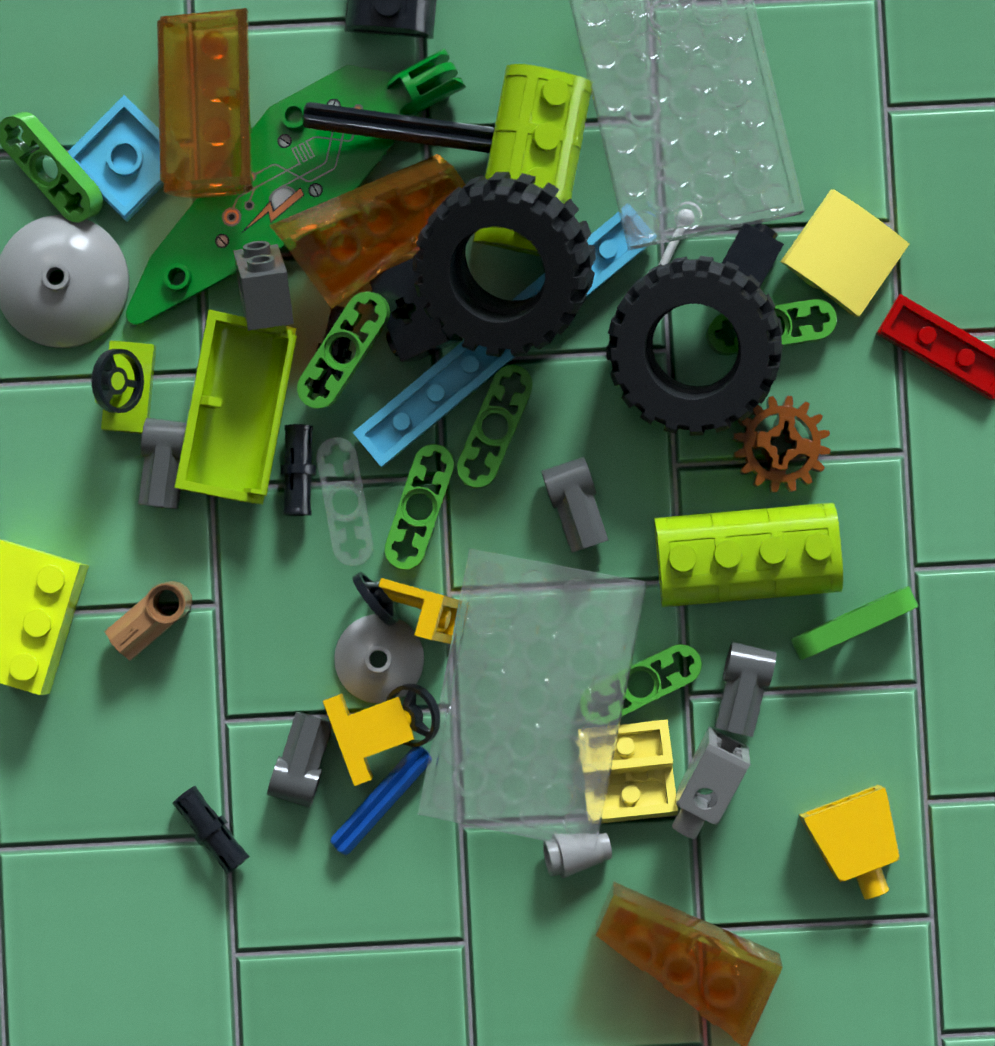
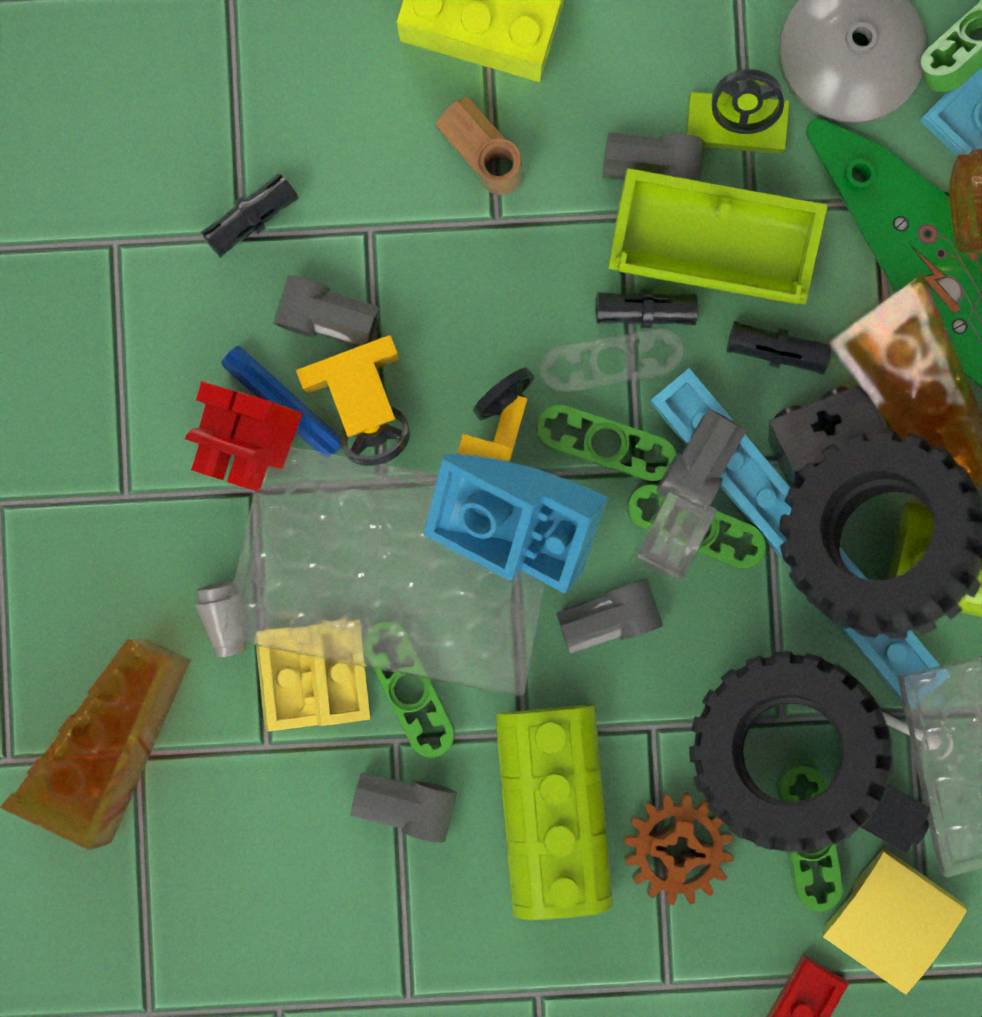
camera: 90 degrees right, 0 degrees up
(263, 285) = (854, 264): dark grey brick -> none
(353, 316) = (822, 362): bright green beam -> none
(353, 655) = (442, 425): light grey dish -> none
(405, 834) = (244, 427): none -> red hips
(447, 426) = (704, 458): none -> dark grey piece
(489, 589) = (514, 518): none -> dark azure slope
(503, 447) = (673, 536): none -> clear slope
(716, 765) = (317, 774): light grey torso -> none
(854, 622) = (478, 930): bright green beam -> none
(856, 838) = (237, 931): yellow torso -> none

